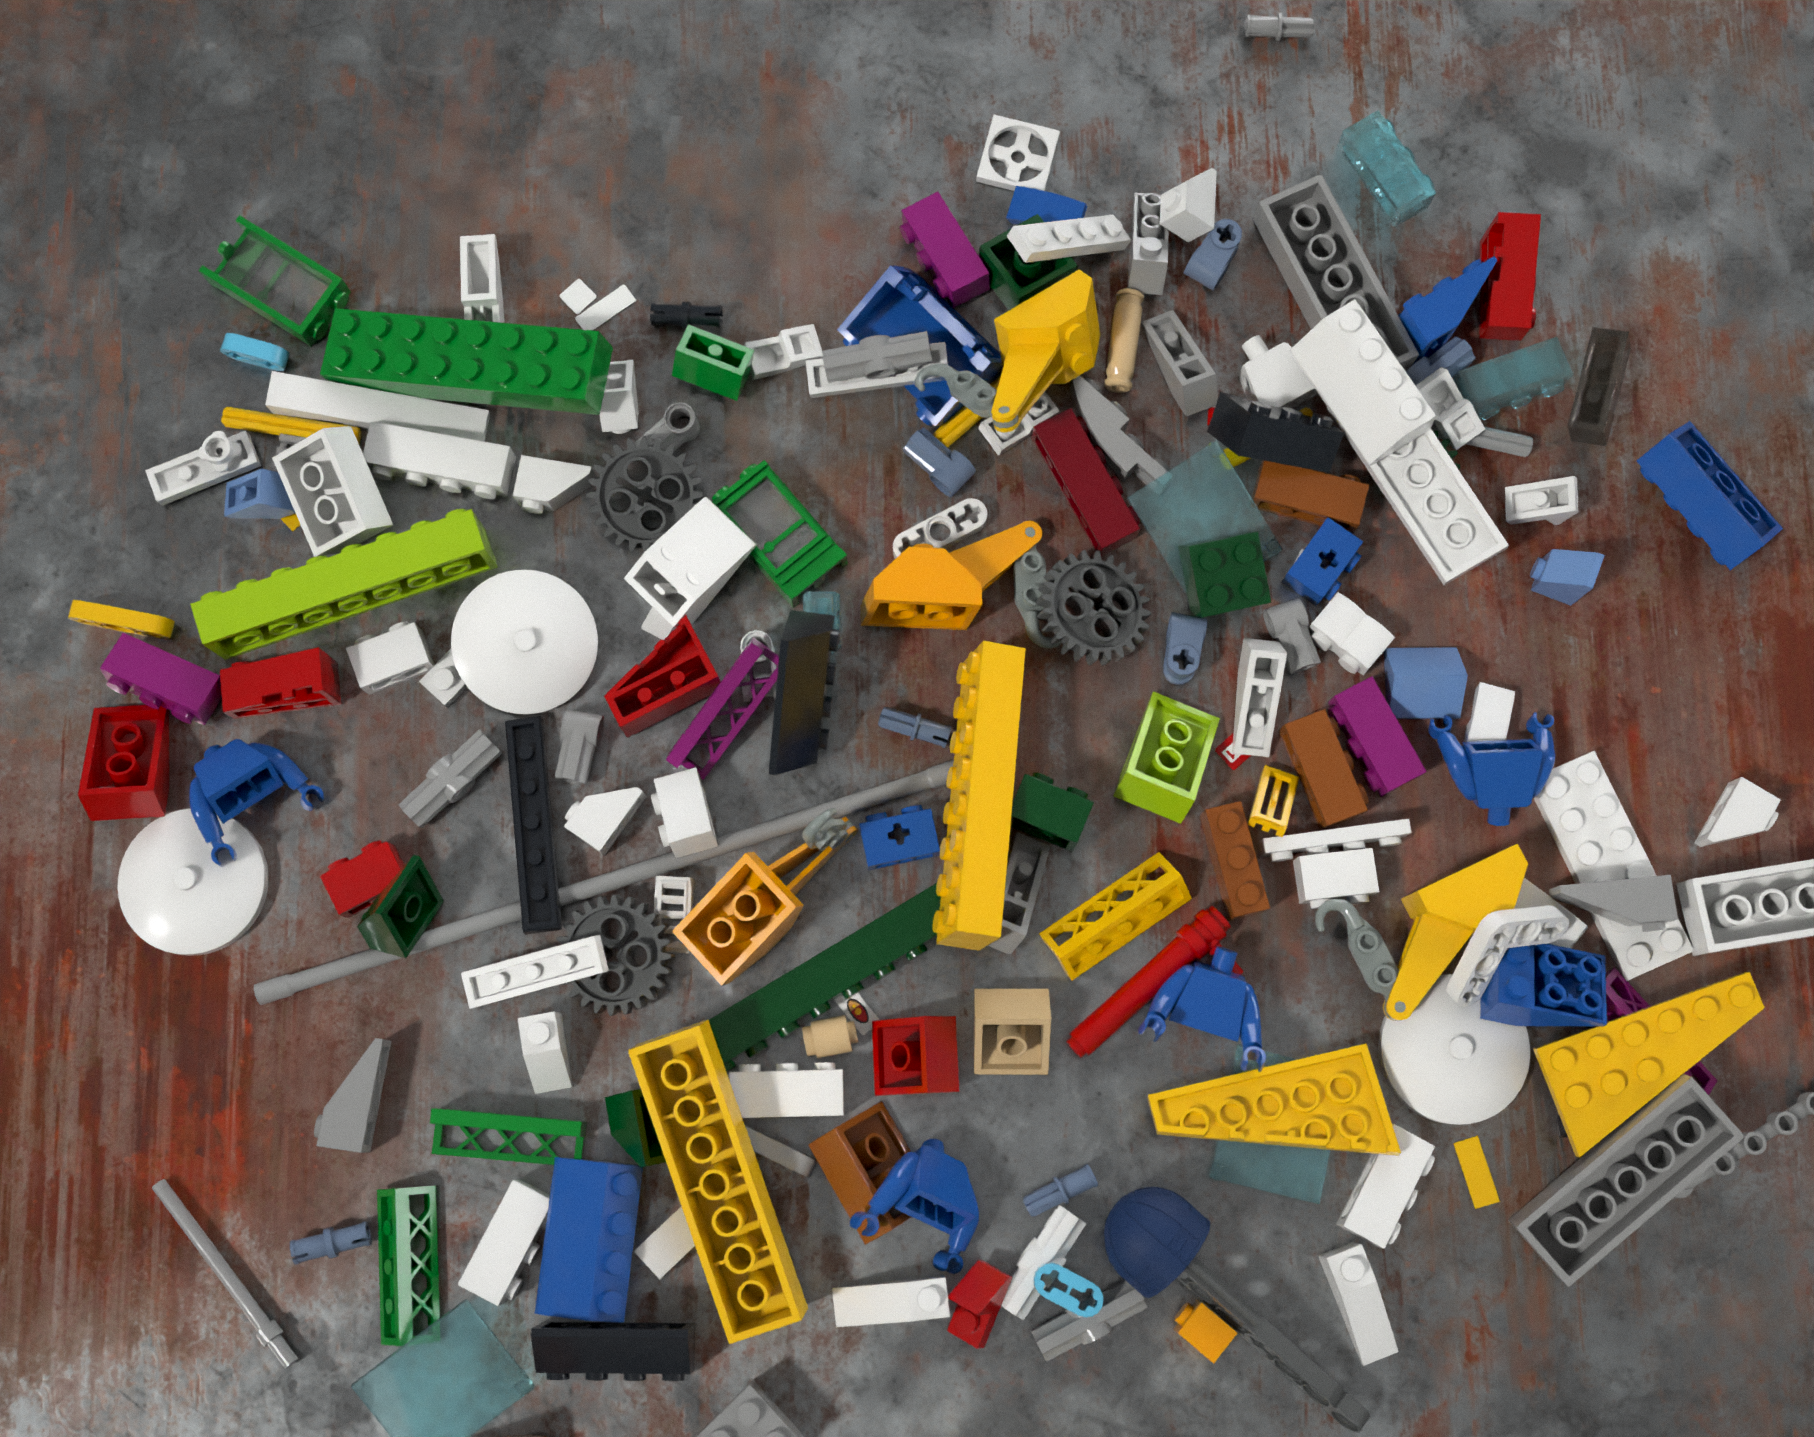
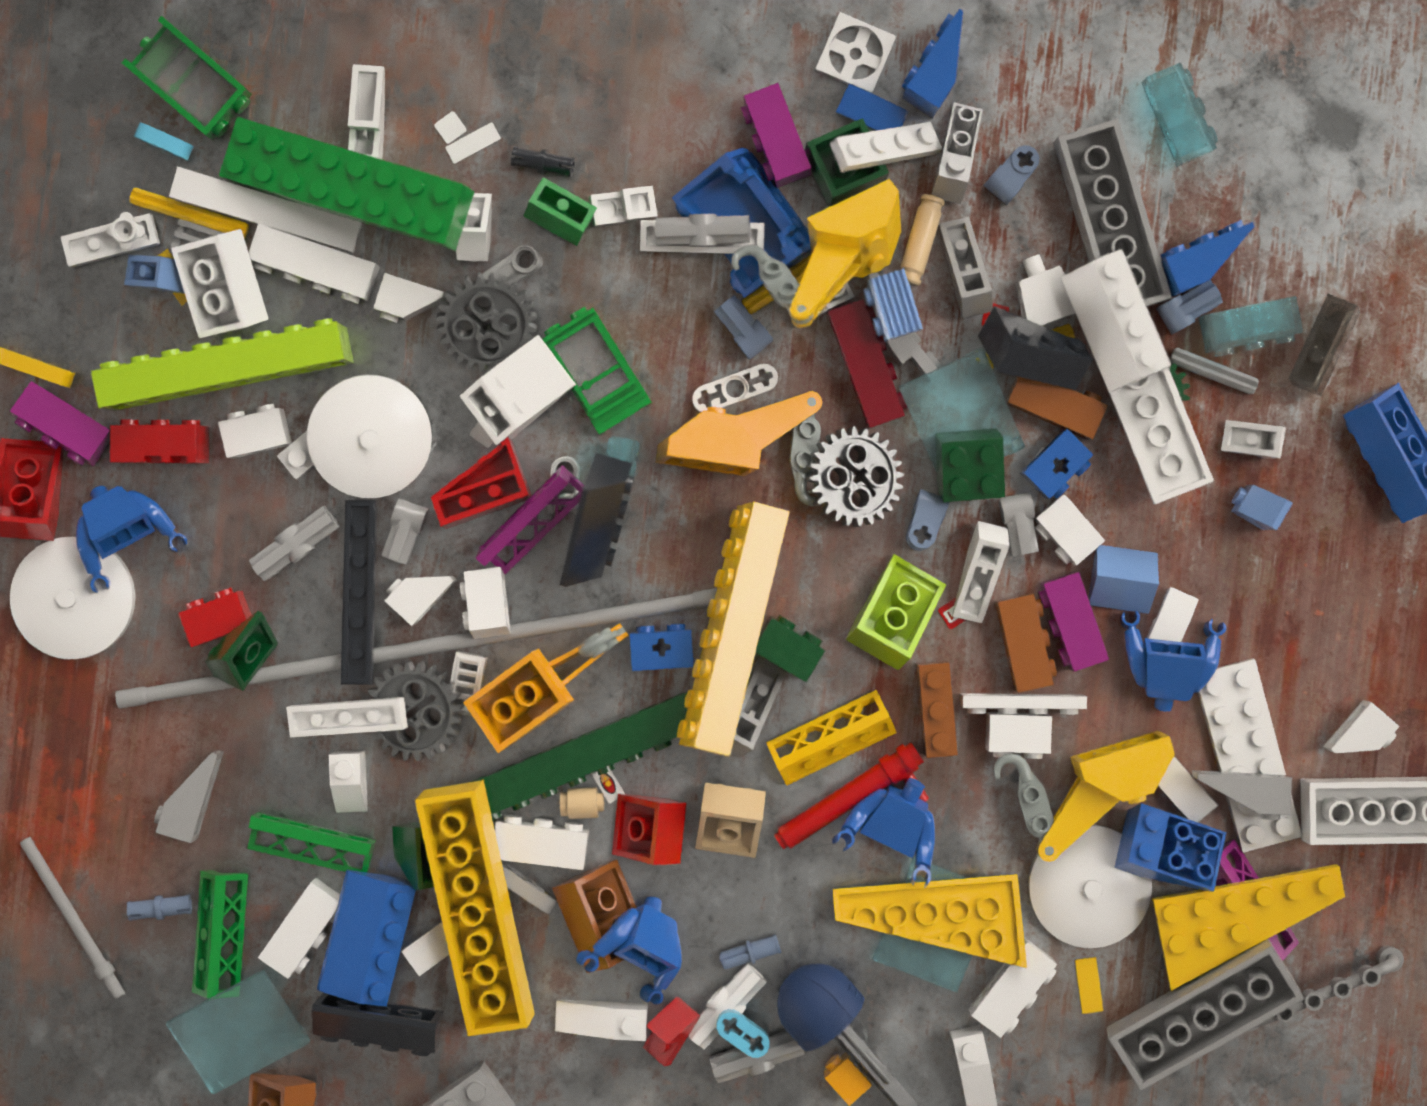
camera: 10 degrees right, 10 degrees up
(914, 726) = (688, 555): sand blue axle -> none
(1106, 405) = (893, 305): none -> medium blue brick
(1110, 160) = (933, 81): none -> blue slope
(1190, 207) = (998, 126): white slope -> none
(1267, 820) = (968, 682): yellow tile -> none
(1453, 413) = (1189, 346): white slope -> none
(1490, 941) = (1141, 807): white beam -> none
(1511, 285) = (1262, 250): red wedge -> none

